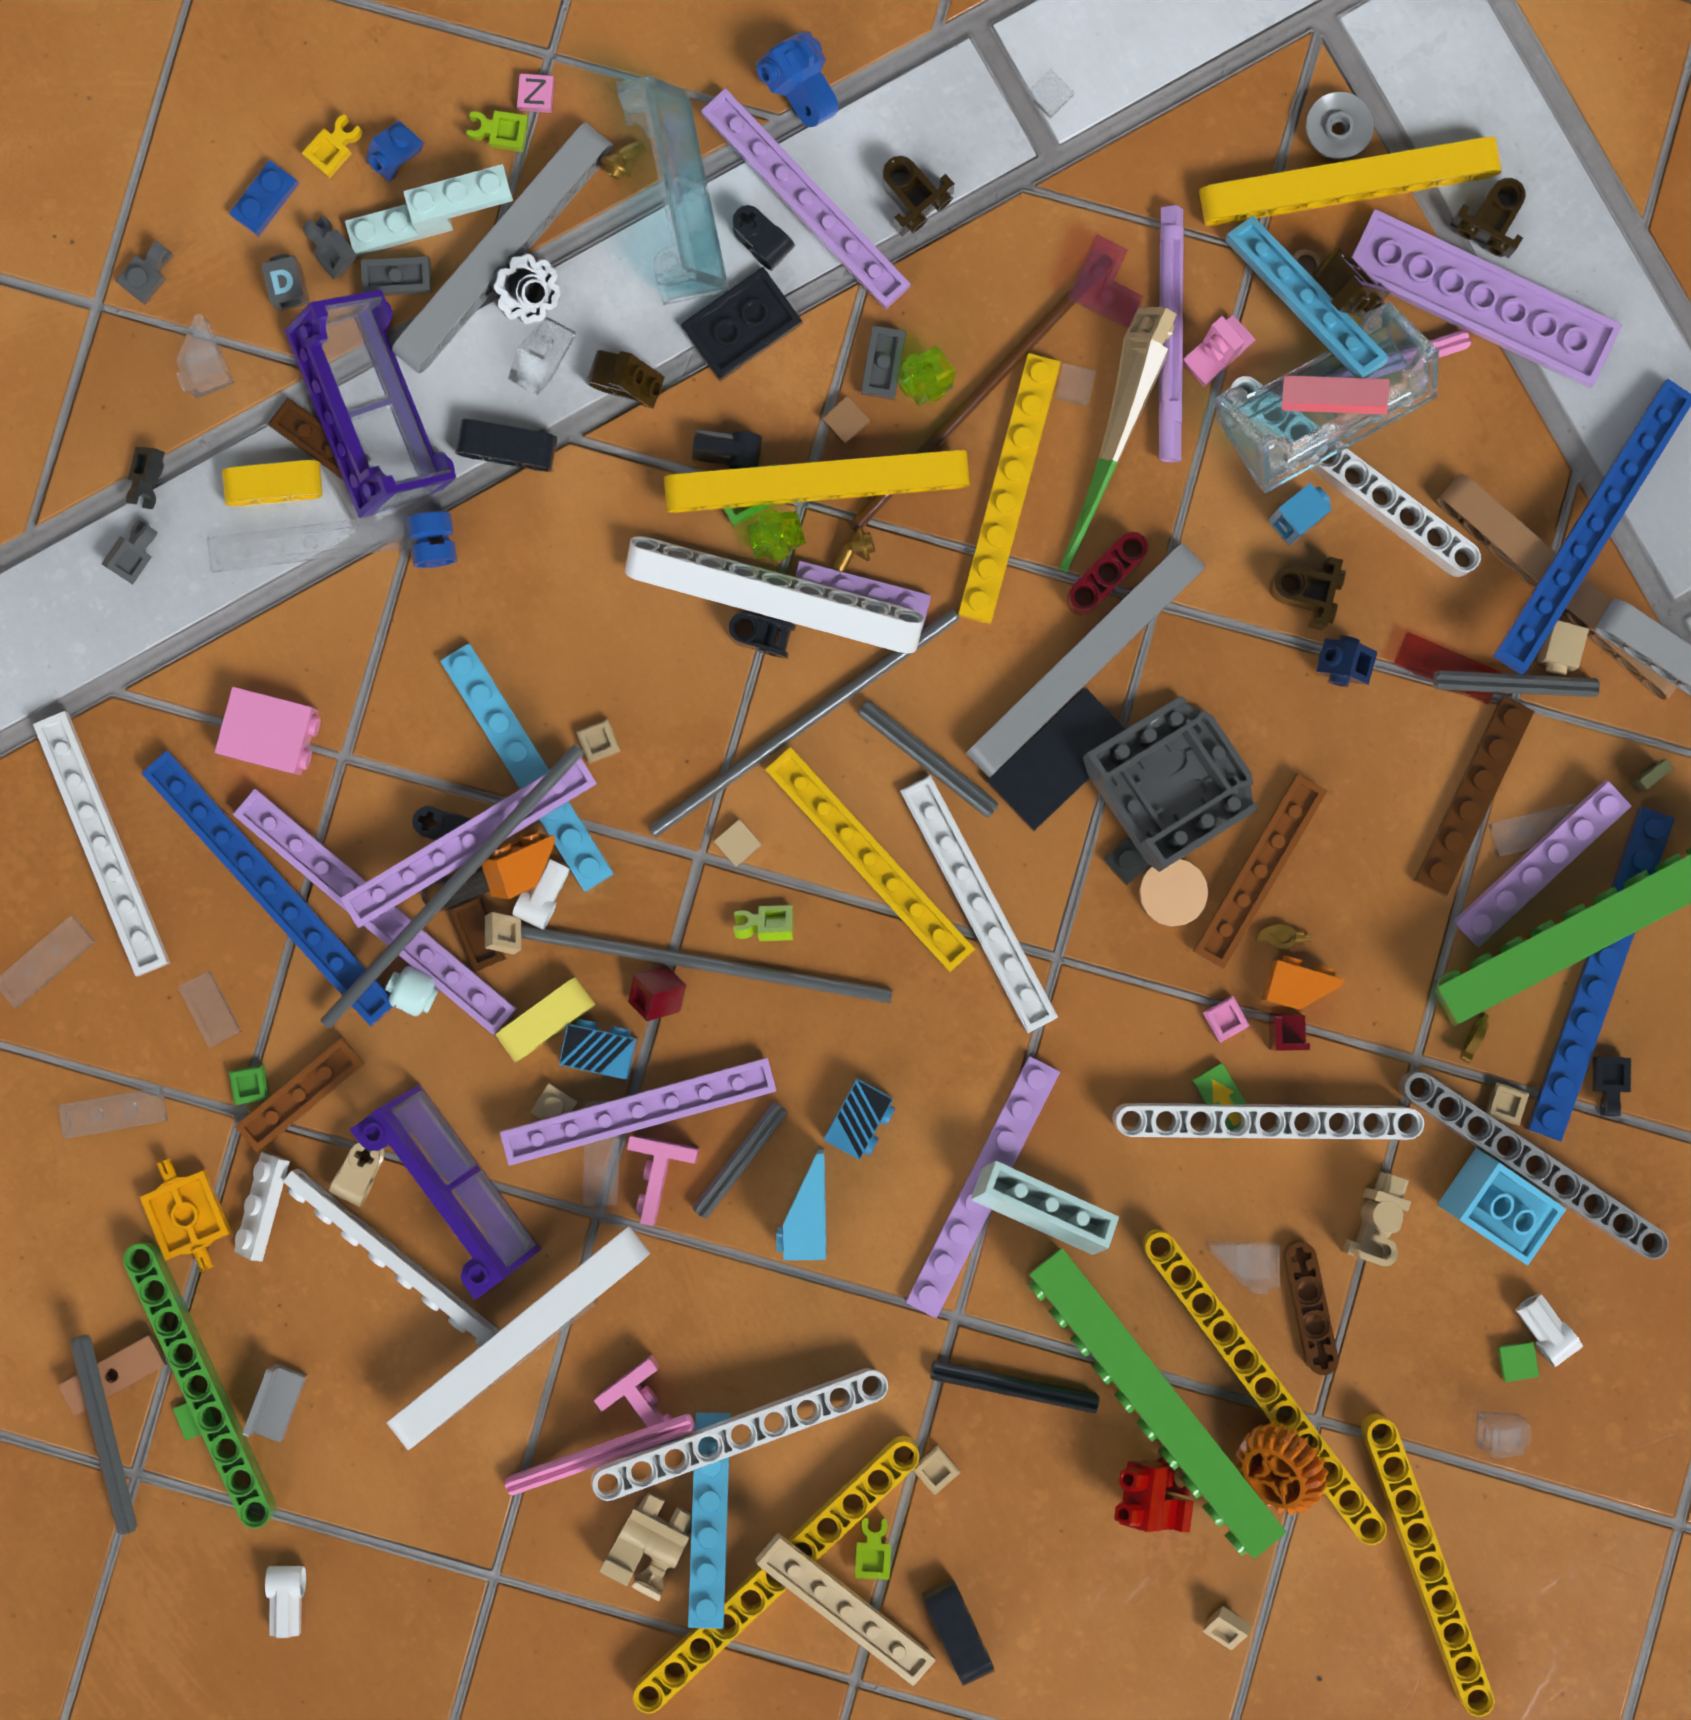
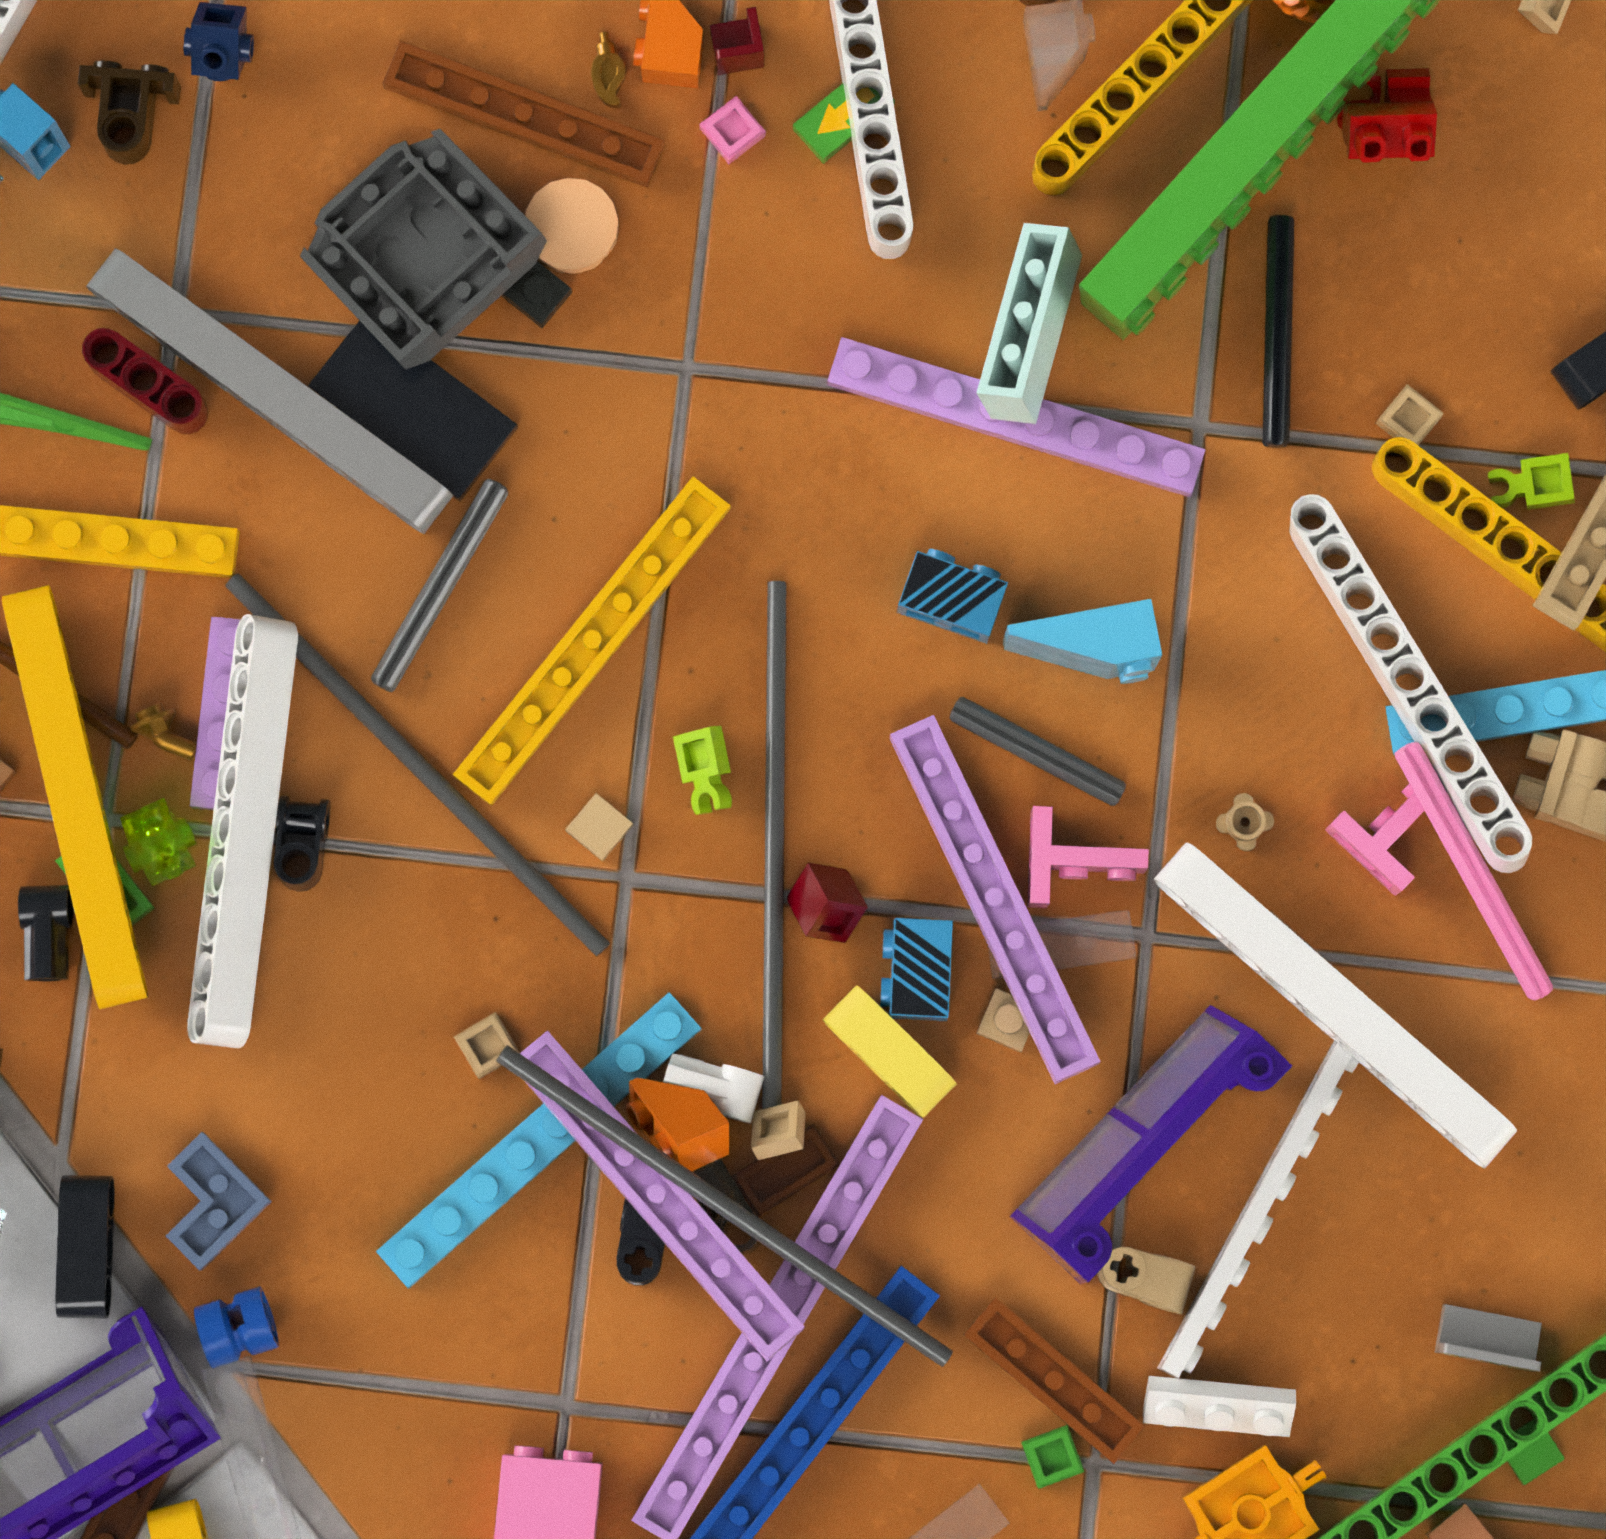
camera: 110 degrees left, 5 degrees down
(411, 991) = (881, 1245): light aqua head -> none
(522, 546) = (226, 1201): none -> sand blue plate
(667, 1288) = (1258, 822): none -> tan plate
(979, 904) = (629, 484): white tile -> none

